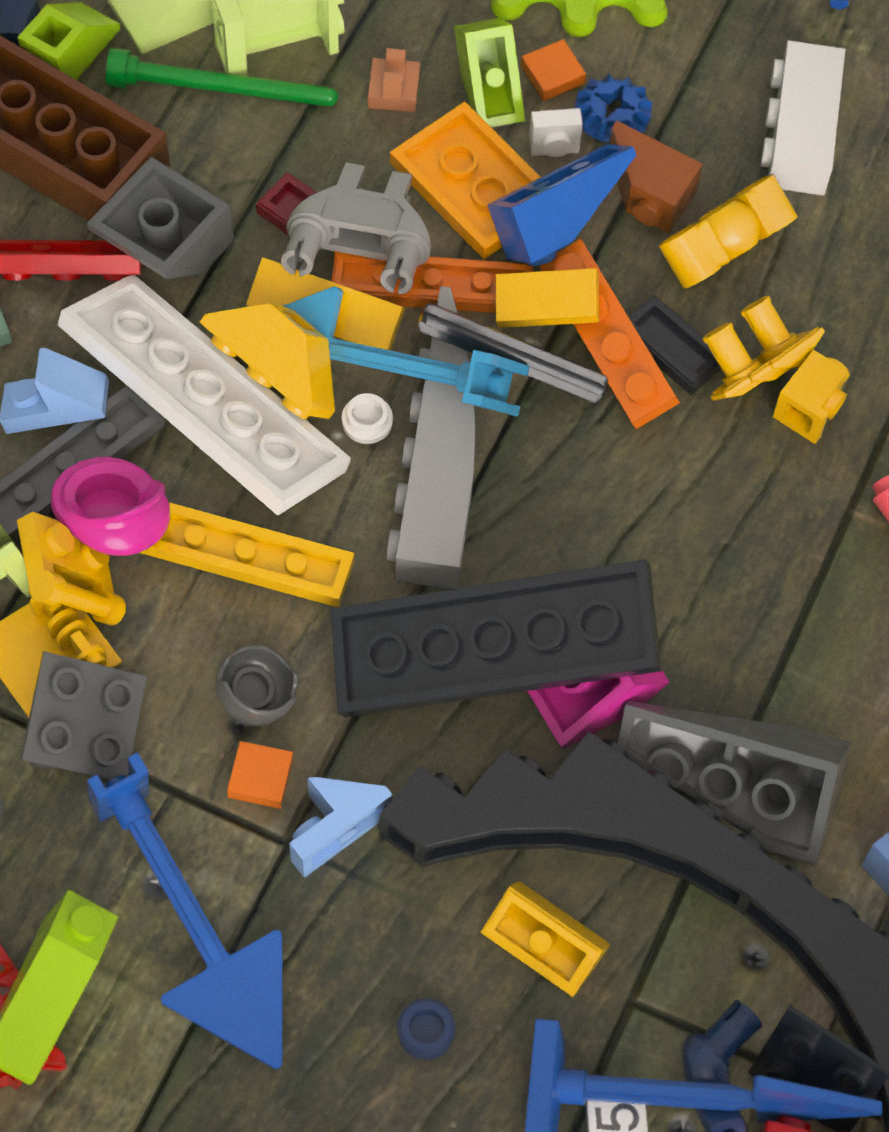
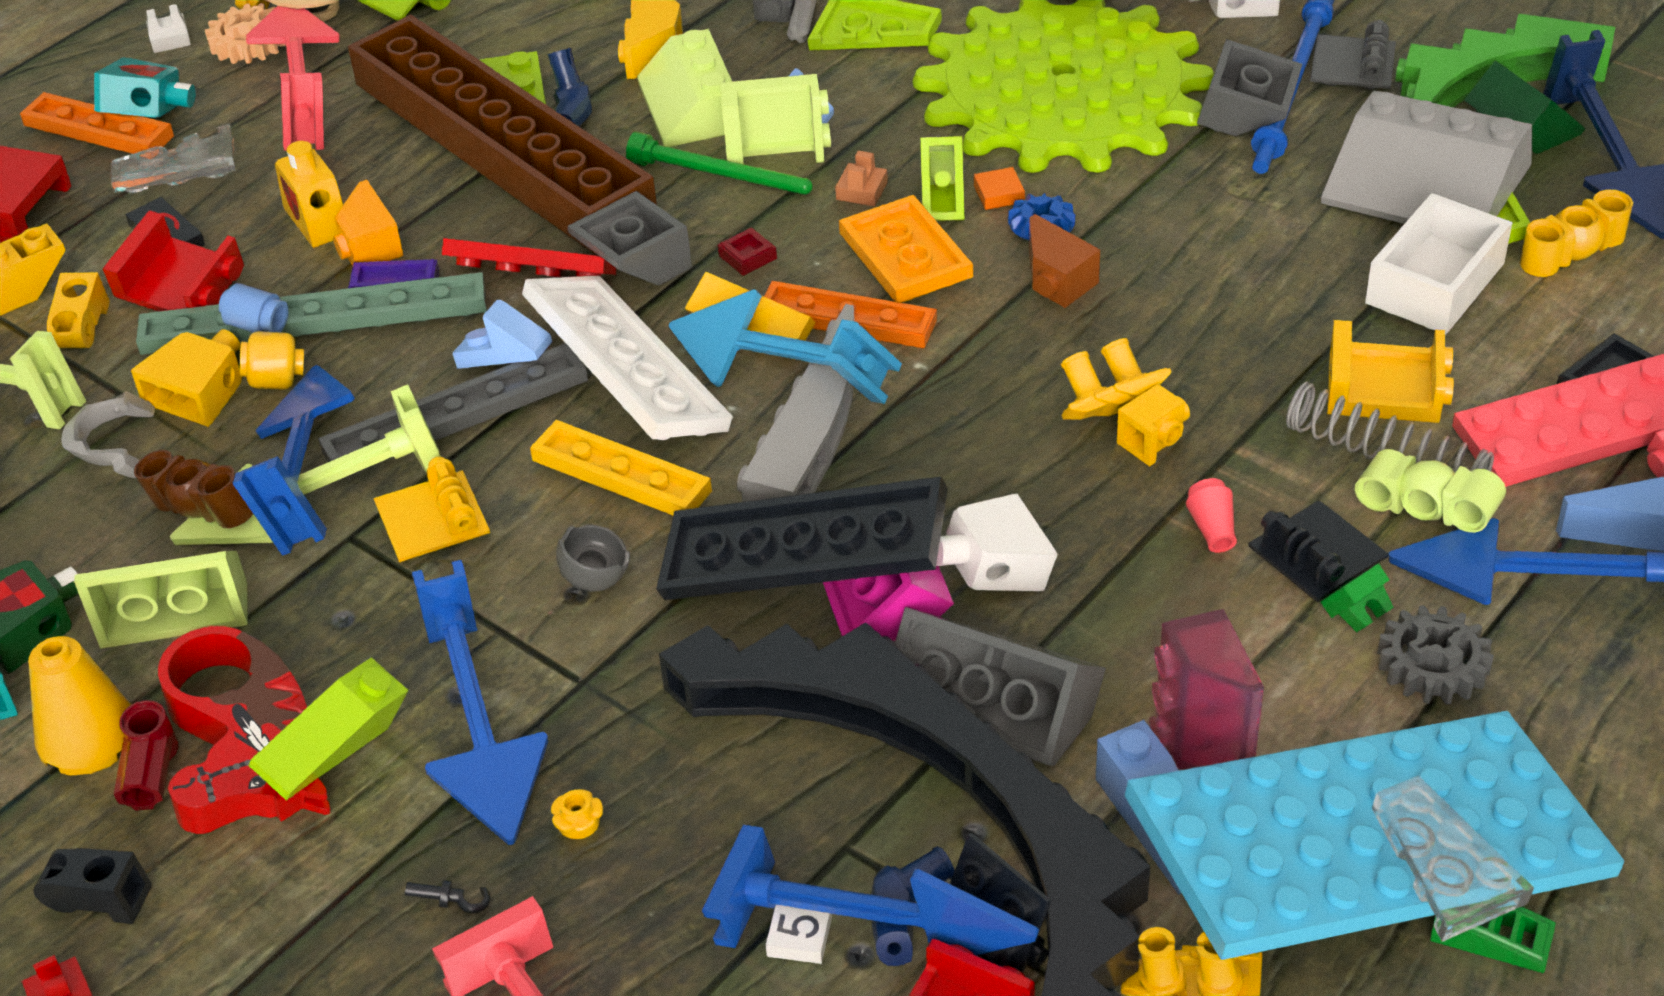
camera: 20 degrees right, 20 degrees down
(62, 564) = (466, 449): yellow plate -> none
(68, 36) = (605, 118): lime slope -> none
(83, 717) = (430, 542): dark grey hinge -> none
(111, 505) = (517, 414): dark pink piece -> none
(260, 774) = (575, 626): orange tile -> none
(280, 353) = (696, 333): yellow slope -> none
(341, 1035) = (577, 823): none -> yellow plate
(348, 812) = (626, 667): light blue slope -> none
(361, 225) = (793, 258): light grey connector -> none
(367, 418) = (757, 393): white plate -> none
(426, 1029) = (651, 833): dark blue tile -> none
(542, 364) = (913, 368): axle -> none
(545, 938) = (782, 783): yellow slope -> none
(547, 298) = (936, 325): yellow tile -> none
(555, 132) = (984, 223): white plate -> none
(558, 205) = (956, 265): blue slope -> none
(619, 347) = (986, 364): orange plate -> none
(674, 345) = (1038, 379): black tile -> none
(701, 595) = (998, 546): none -> white torso
(728, 231) = (1111, 301): yellow piece -> none
(804, 116) = (1204, 237): white brick -> none

